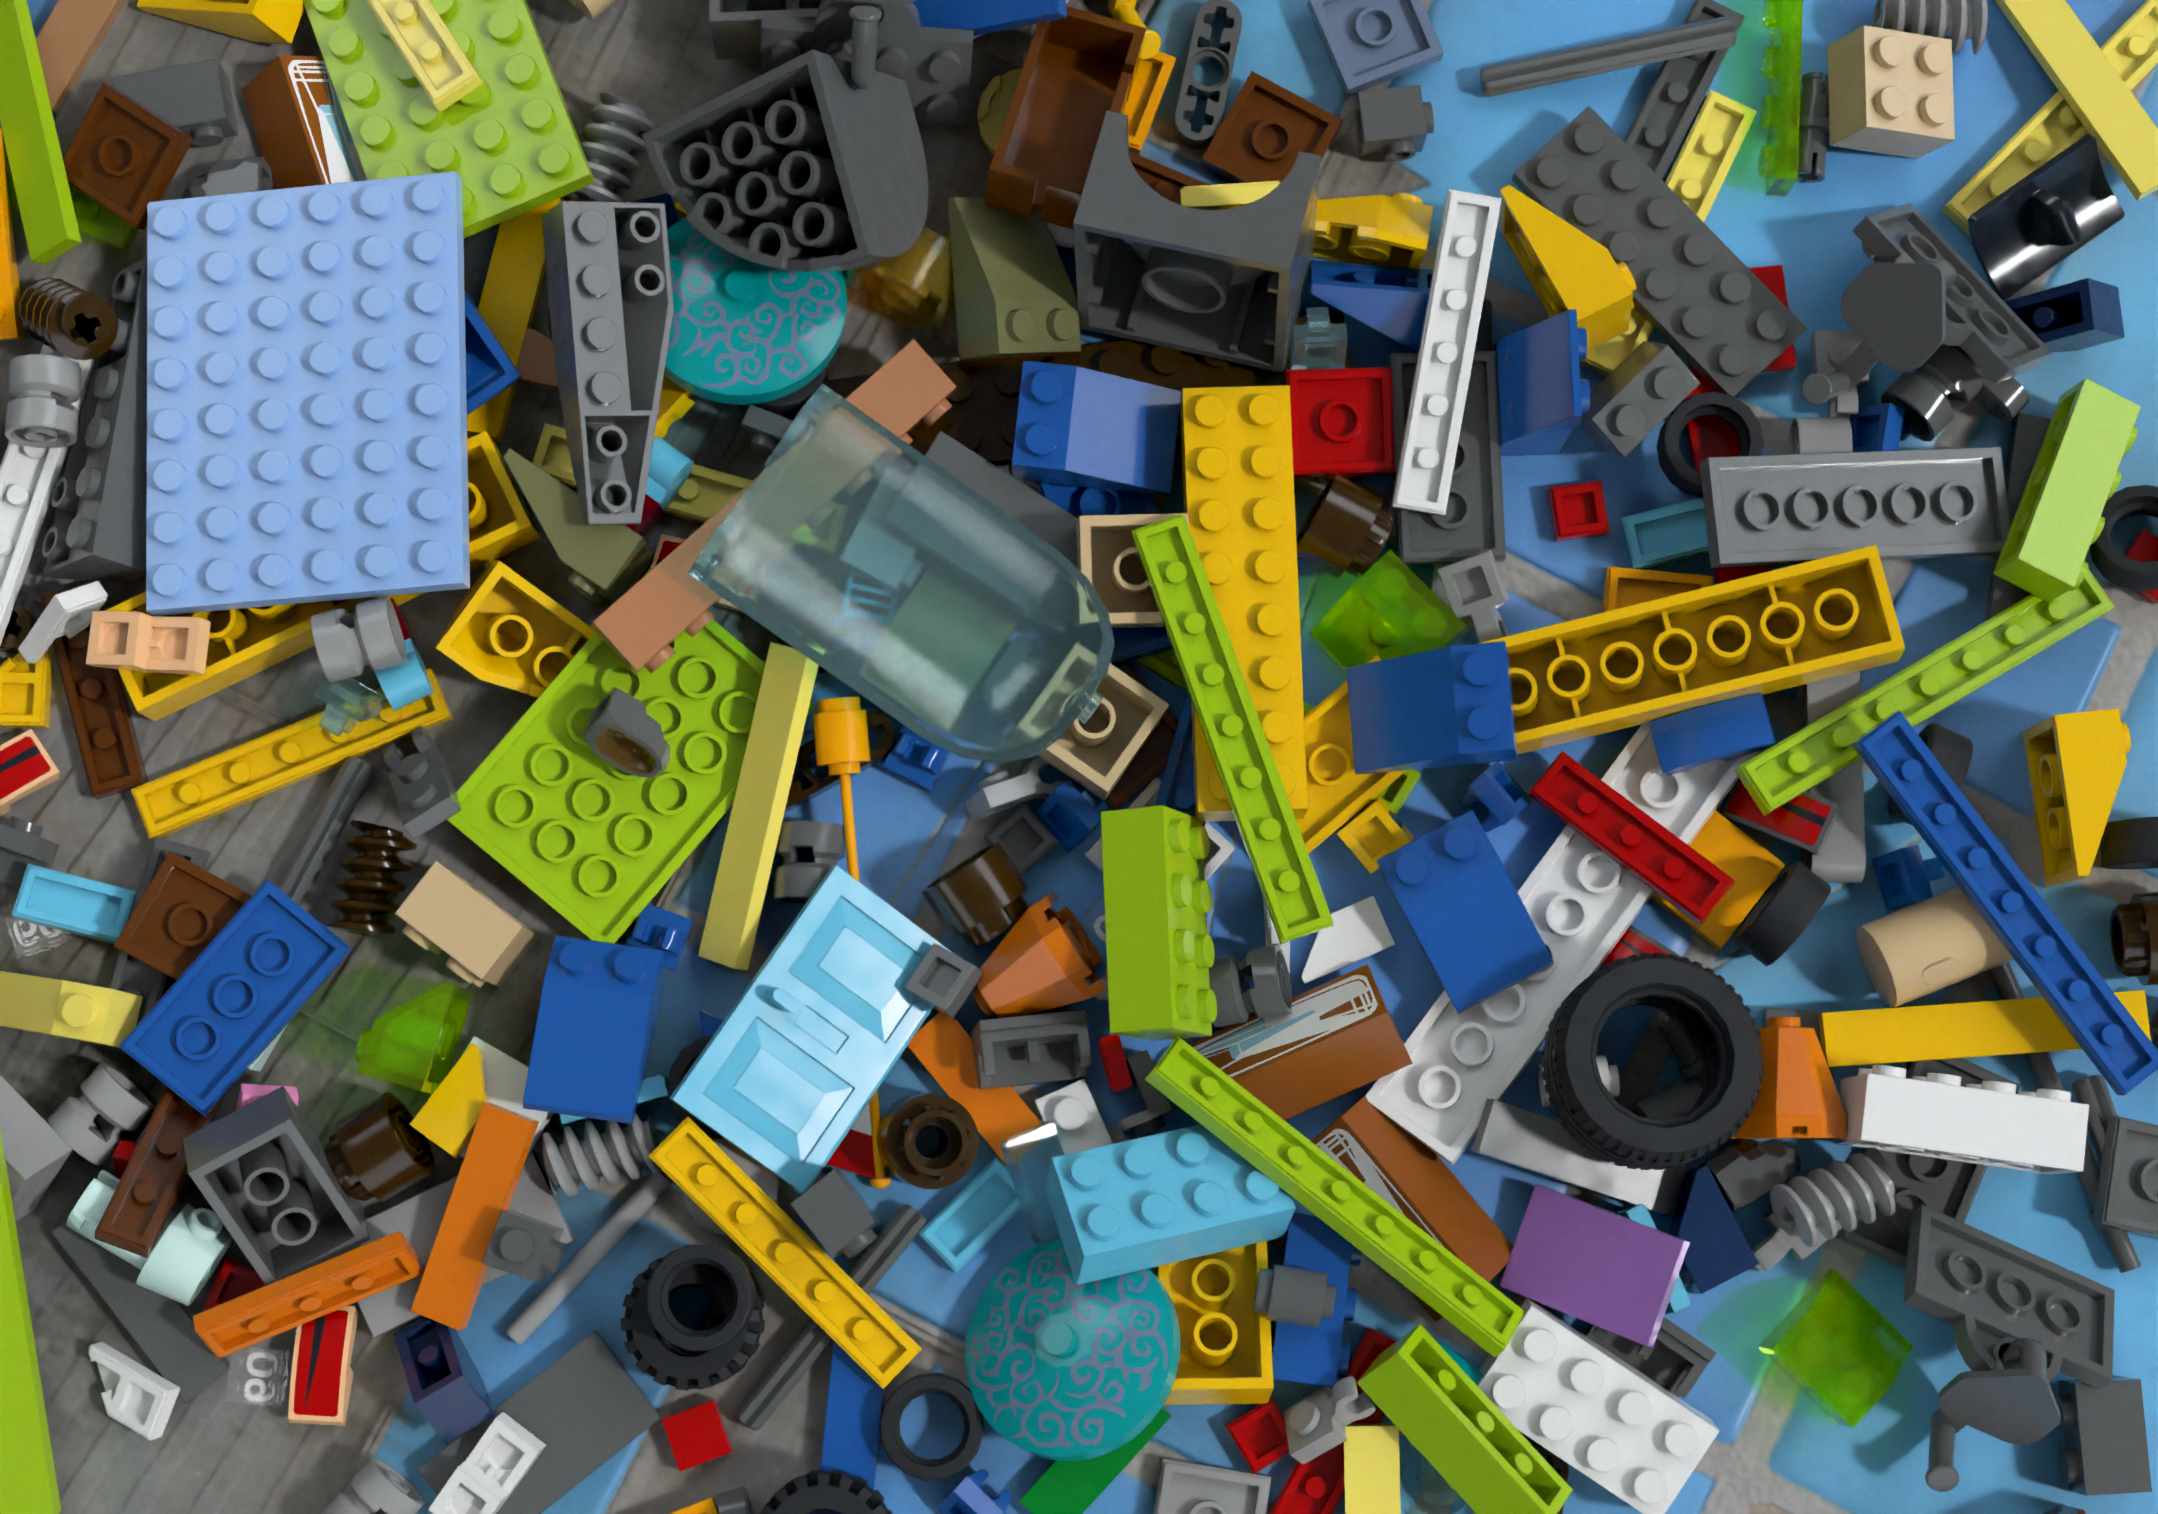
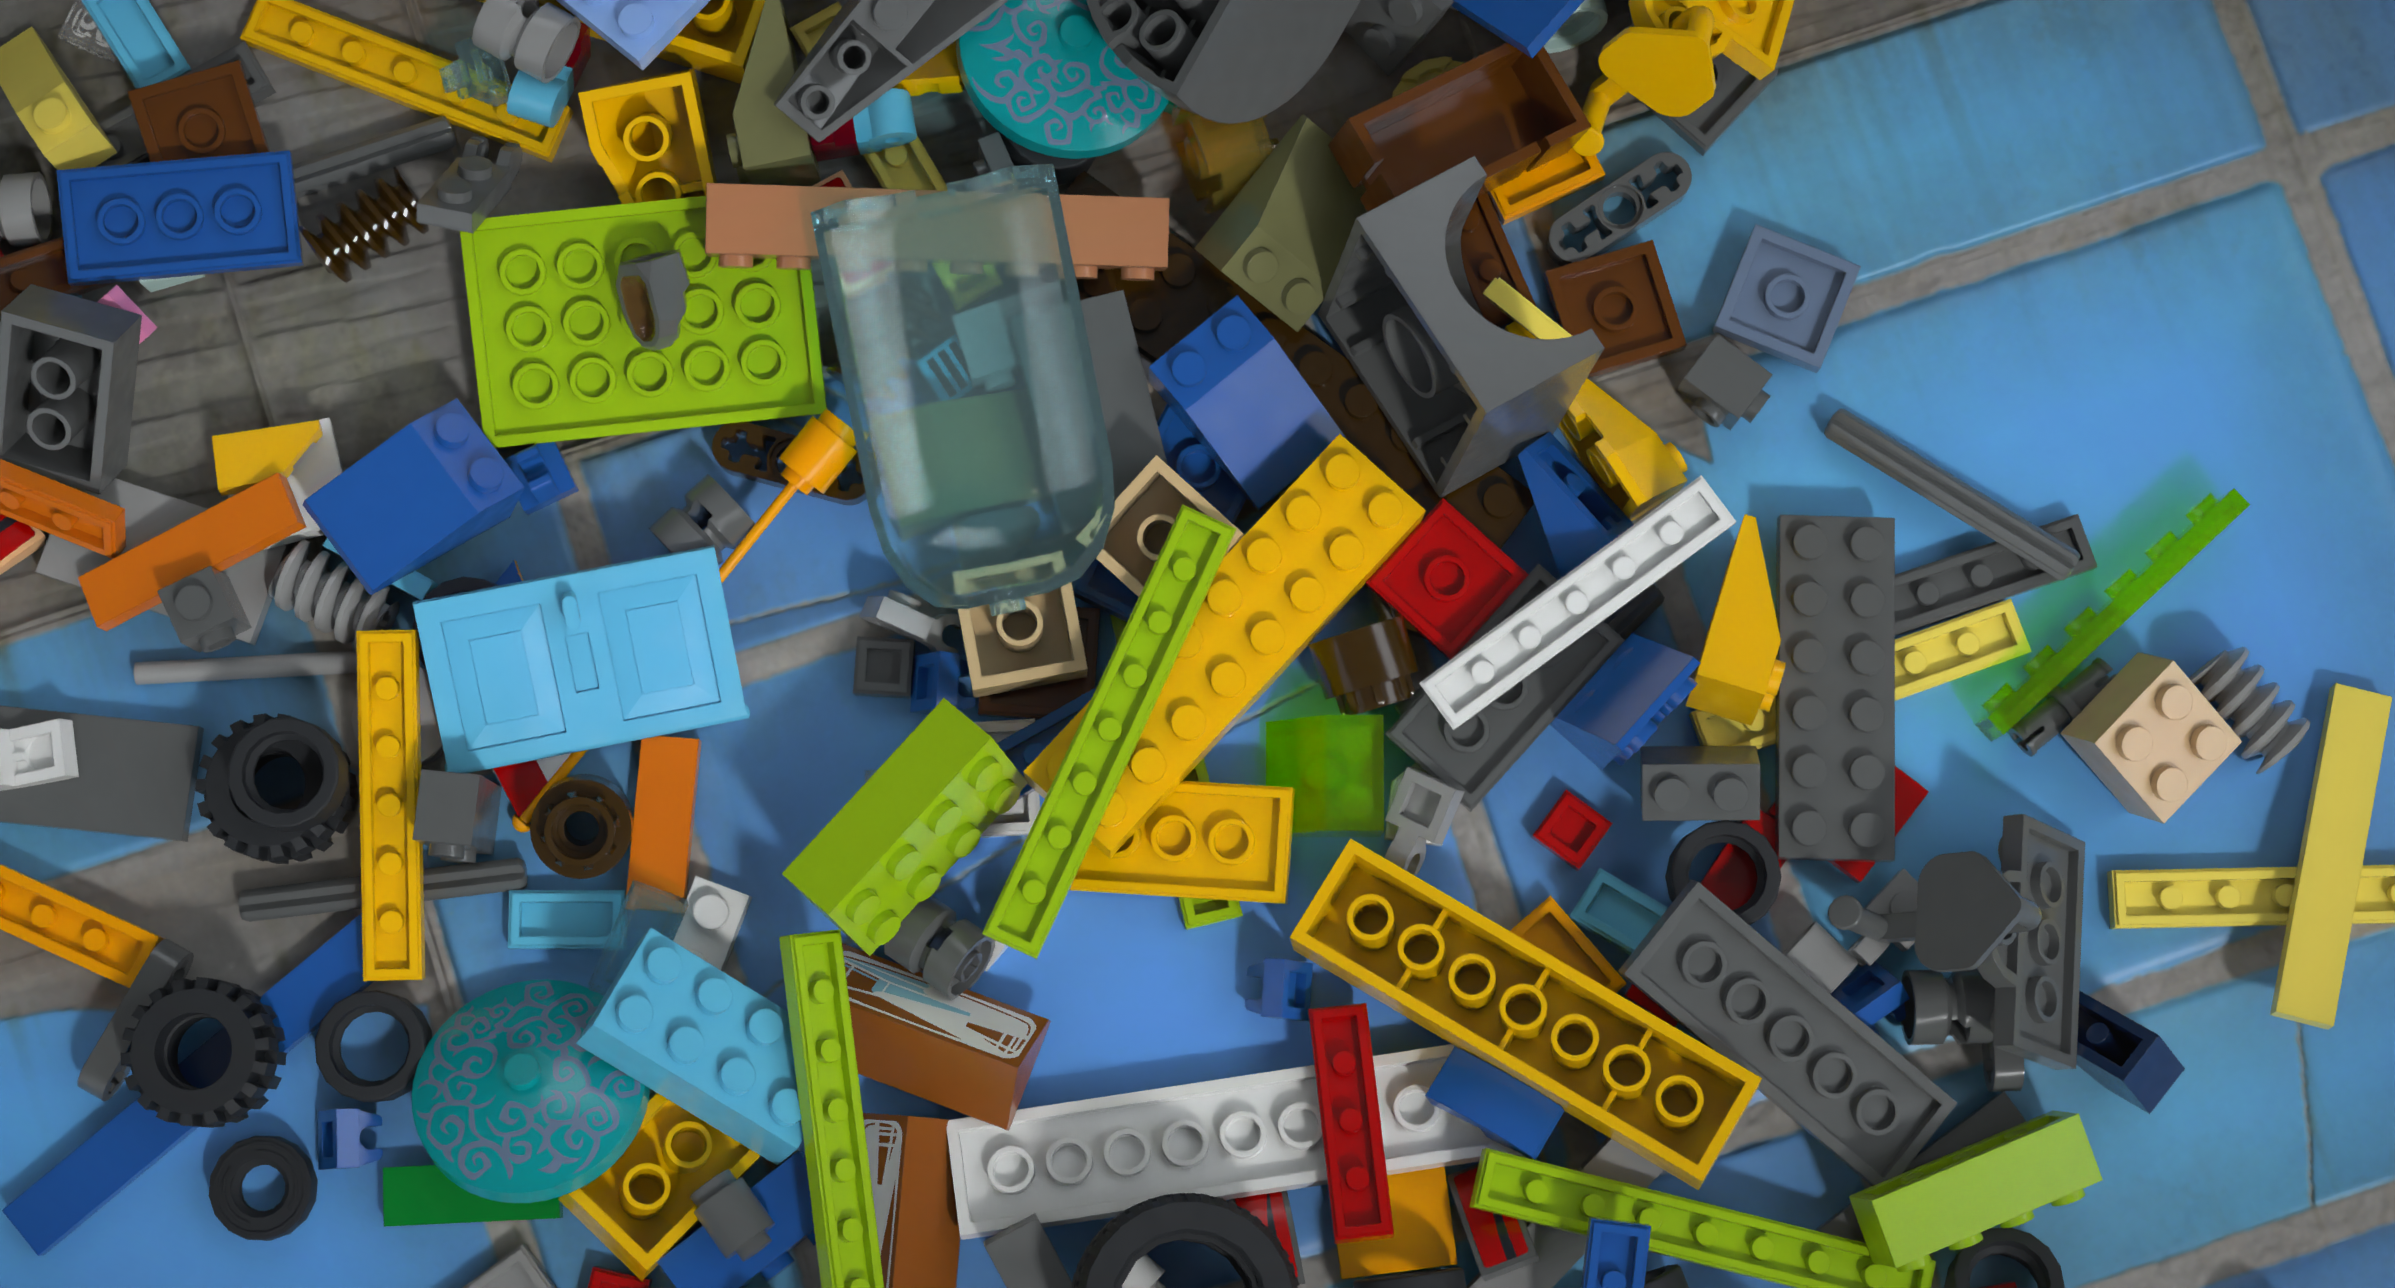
camera: 45 degrees right, 0 degrees up
(378, 1150) = (170, 434): dark brown piece -> none
(417, 1039) = (277, 378): clear neon green slope -> none
(442, 1378) = (52, 653): dark blue slope -> none
(467, 925) = (398, 327): tan brick -> none
(697, 1435) = (198, 880): red tile -> none
(758, 807) = (701, 450): light yellow tile -> none
(916, 759) = (858, 530): blue tile -> none
(943, 980) = (711, 715): dark grey tile -> none
(979, 896) = (805, 678): dark brown piece -> none
(1031, 1049) = (728, 834): dark grey hinge -> none
(1040, 964) = (797, 772): orange cone -> none
(1114, 1063) = (781, 908): red tile -> none
(1154, 1101) = (770, 975): dark grey bracket -> none
(1318, 342) = (1488, 500): clear light blue tile -> none
(1356, 934) = (1057, 986): white tile -> none
(1374, 833) = (1157, 926): yellow plate -> none
(1433, 709) = (1289, 871): blue slope -> none
(1465, 911) = (1163, 1052): blue slope -> none
(2044, 218) = (2182, 957): black shield -> none

